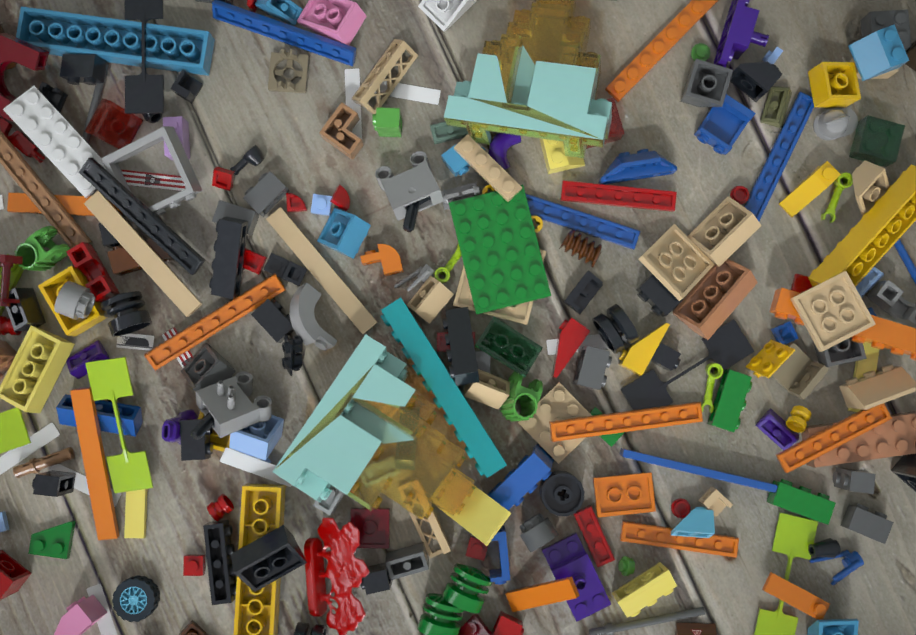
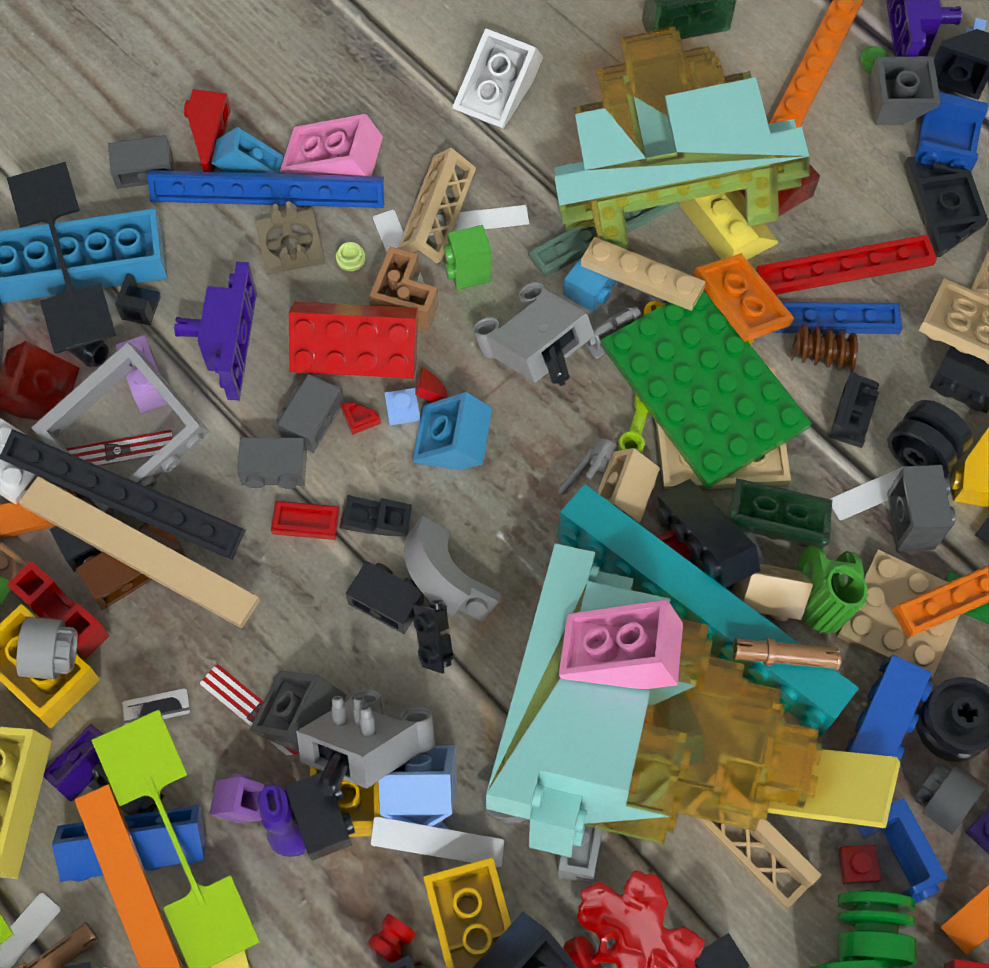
camera: 25 degrees left, 20 degrees down
(125, 310) = (133, 655): black wheel -> none
(161, 409) = (236, 799): none -> medium lavender brick
(214, 322) = (282, 634): orange tile -> none
(223, 178) = (234, 411): red plate -> none
(229, 257) = (283, 515): black brick -> none
(230, 126) = (225, 328): none -> dark purple brick
(253, 156) = (271, 367): black bar -> none
(302, 157) = (353, 339): none -> red brick
(321, 95) = (350, 256): none -> yellowish green plate
(322, 271) = (437, 502): tan tile -> none
(373, 527) = (679, 880): dark red plate -> none
(374, 413) = (623, 646): none -> bright pink slope
(387, 256) = (535, 447): orange brick -> none
(407, 561) = (756, 917): dark grey brick -> none
(475, 436) = (785, 653): none -> medium nougat pin
(499, 147) = (651, 235): dark purple cylinder -> none
(544, 201) = (743, 297): none -> orange plate
(569, 340) = (864, 490): red slope -> none
(637, 166) = (860, 217): blue wedge -> none
(699, 172) = (947, 203): none -> black wing

